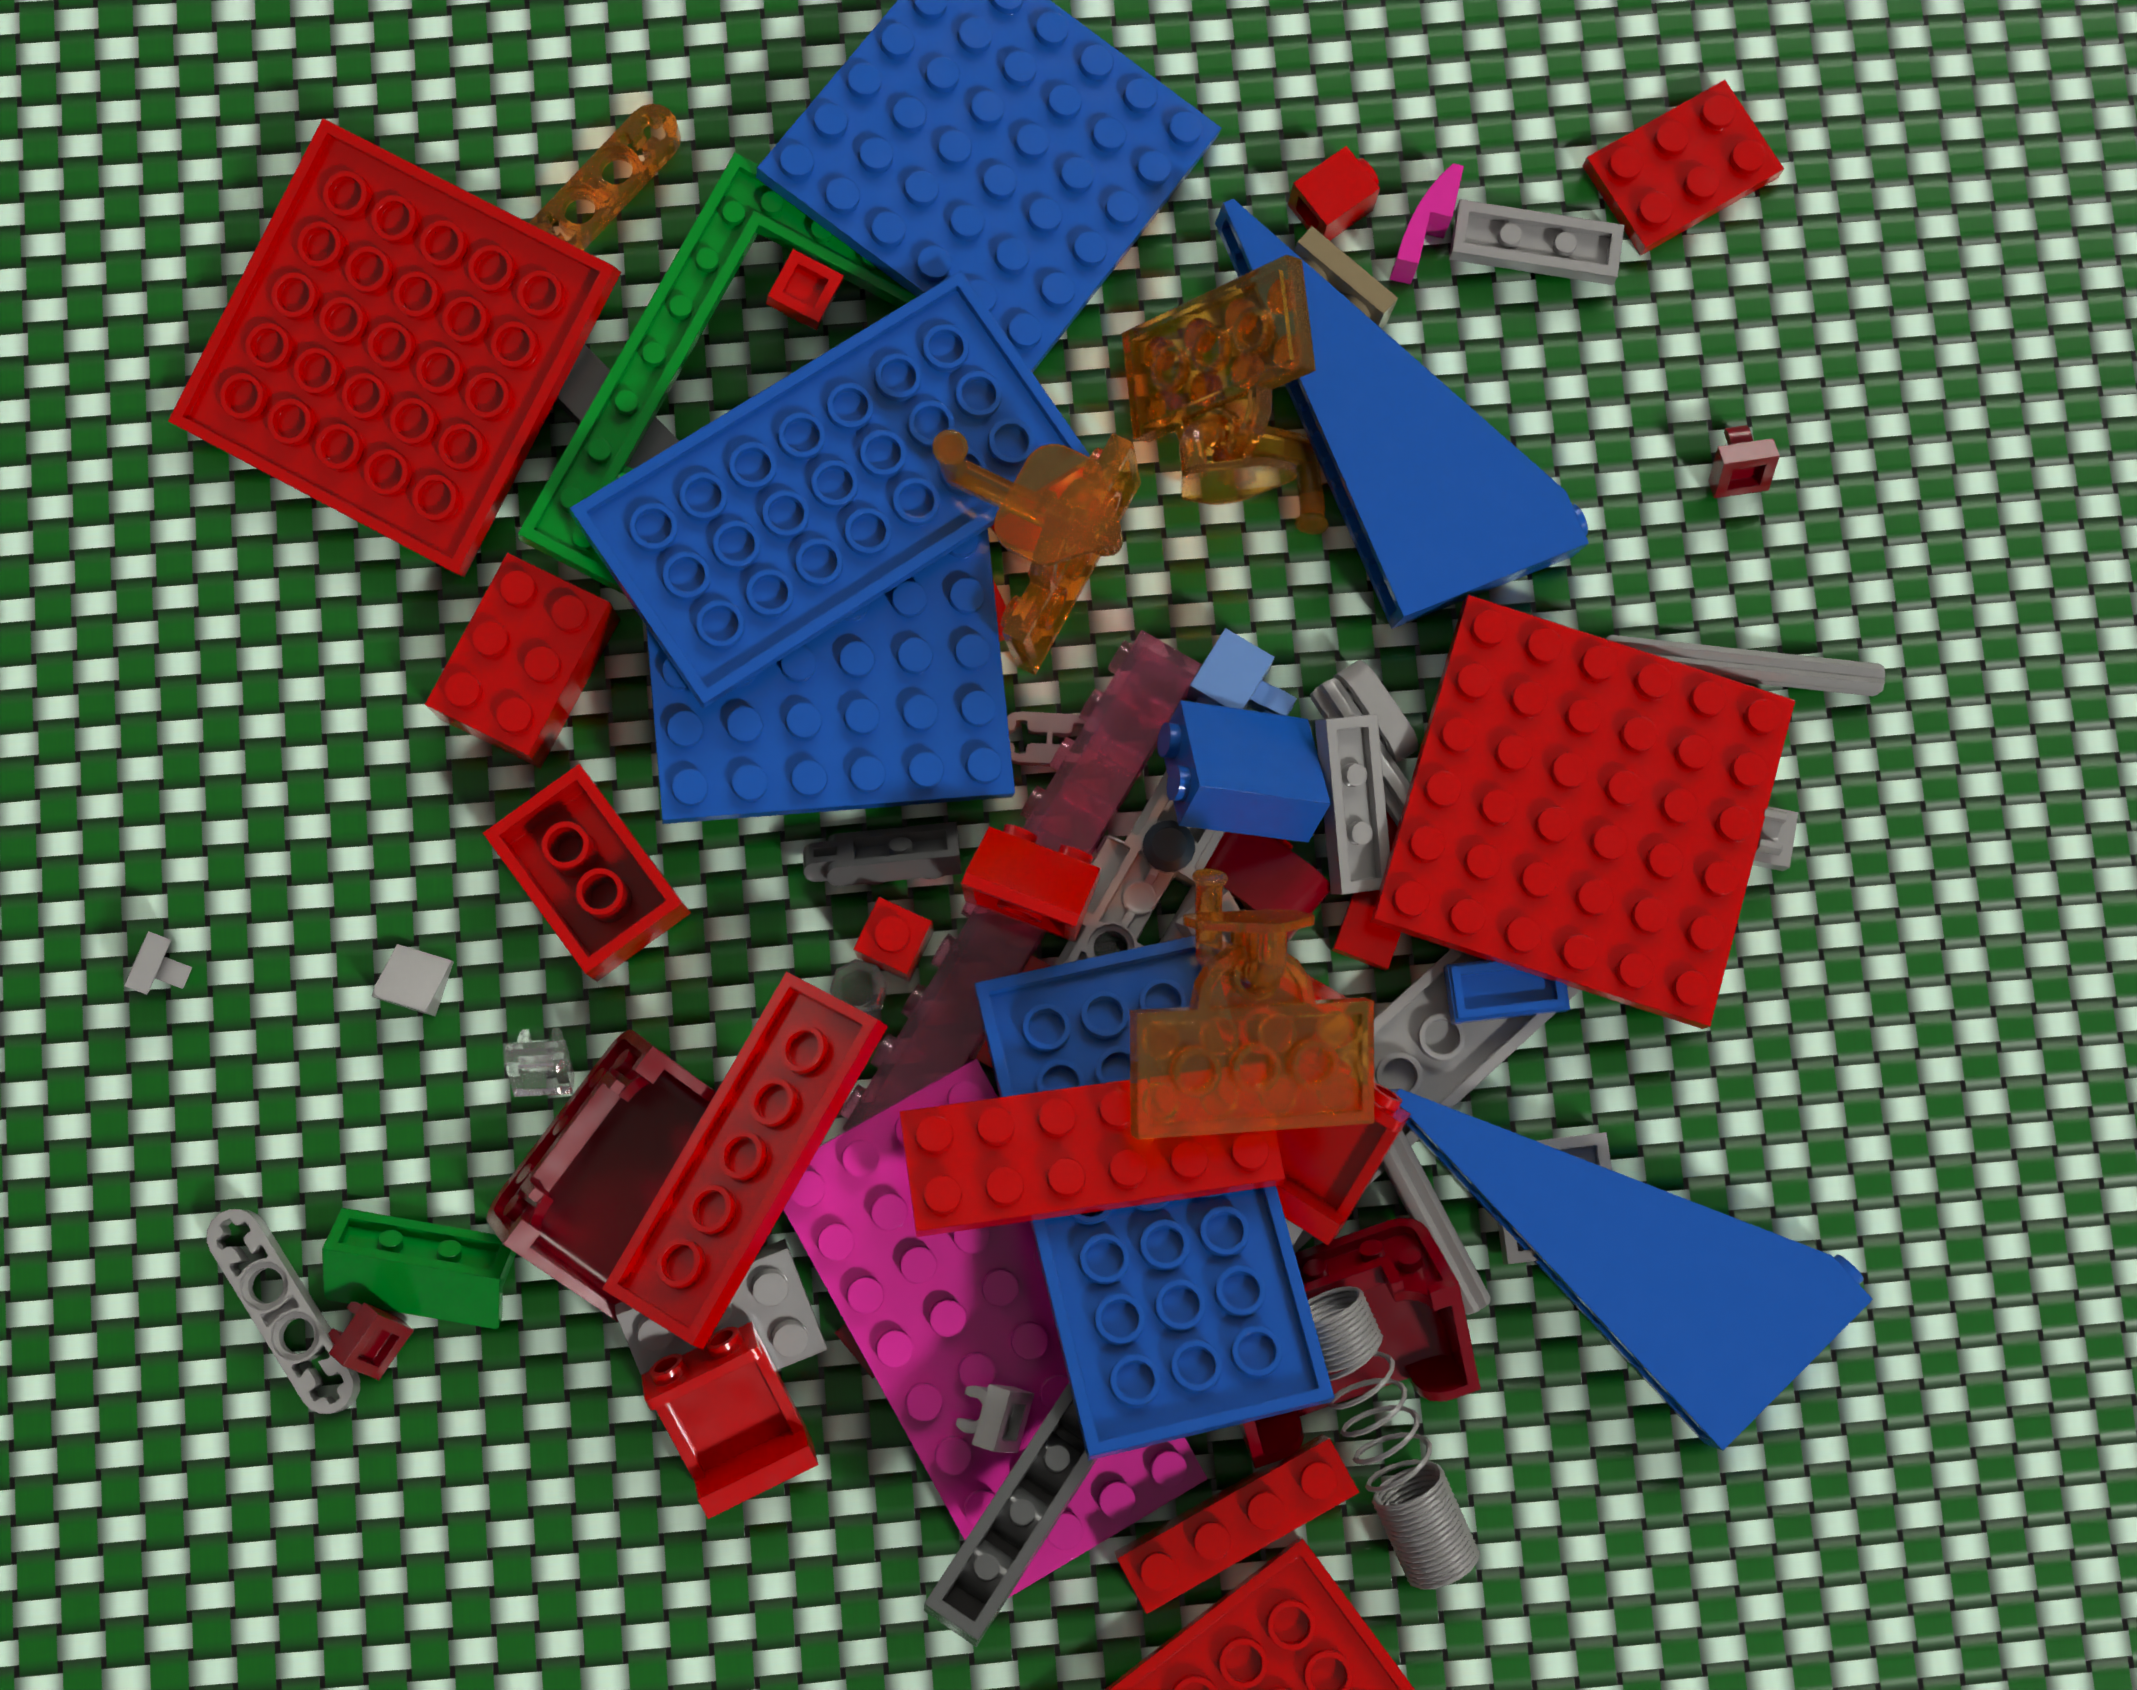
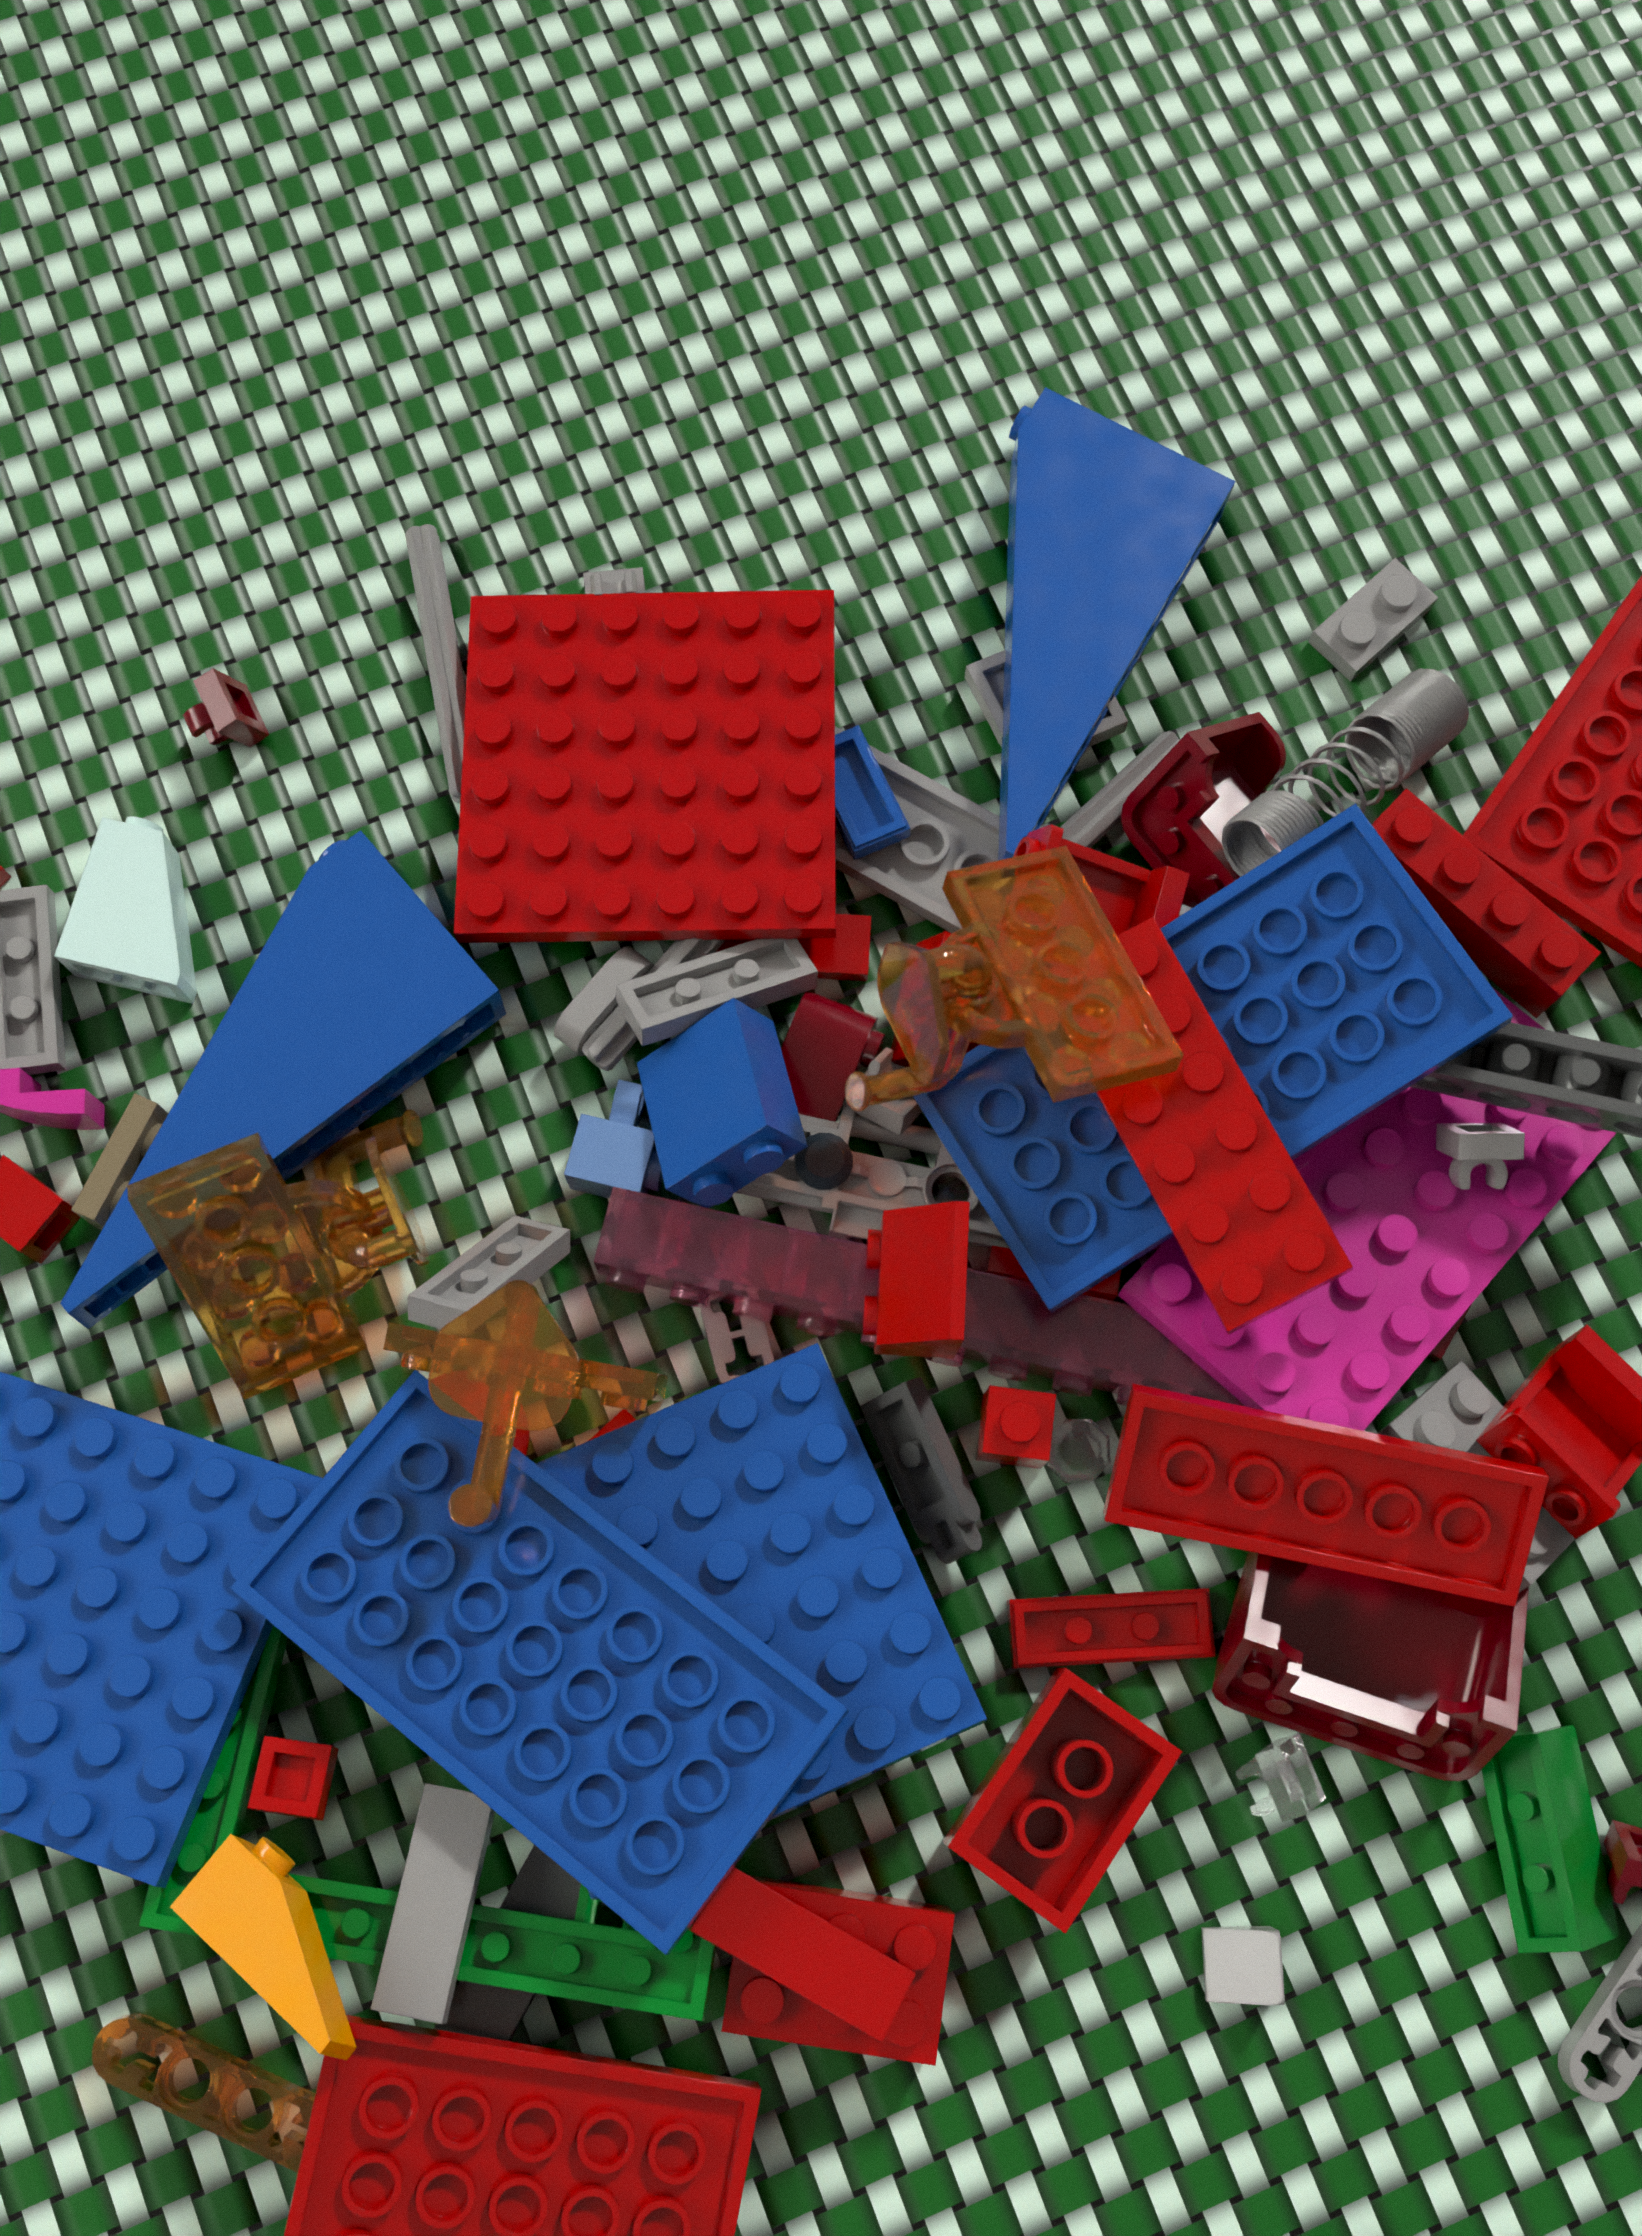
camera: 105 degrees left, 5 degrees down
(539, 623) = (804, 1953): none -> red tile
(669, 361) = (434, 1905): none -> light grey tile
(687, 236) = (269, 1935): none -> light orange slope
(707, 968) = (1110, 1628): none -> red tile
(1156, 541) = (511, 1252): none -> light grey plate
(1552, 1548) = (1372, 619): none -> light grey plate
(1572, 342) = (131, 914): none -> light aqua slope

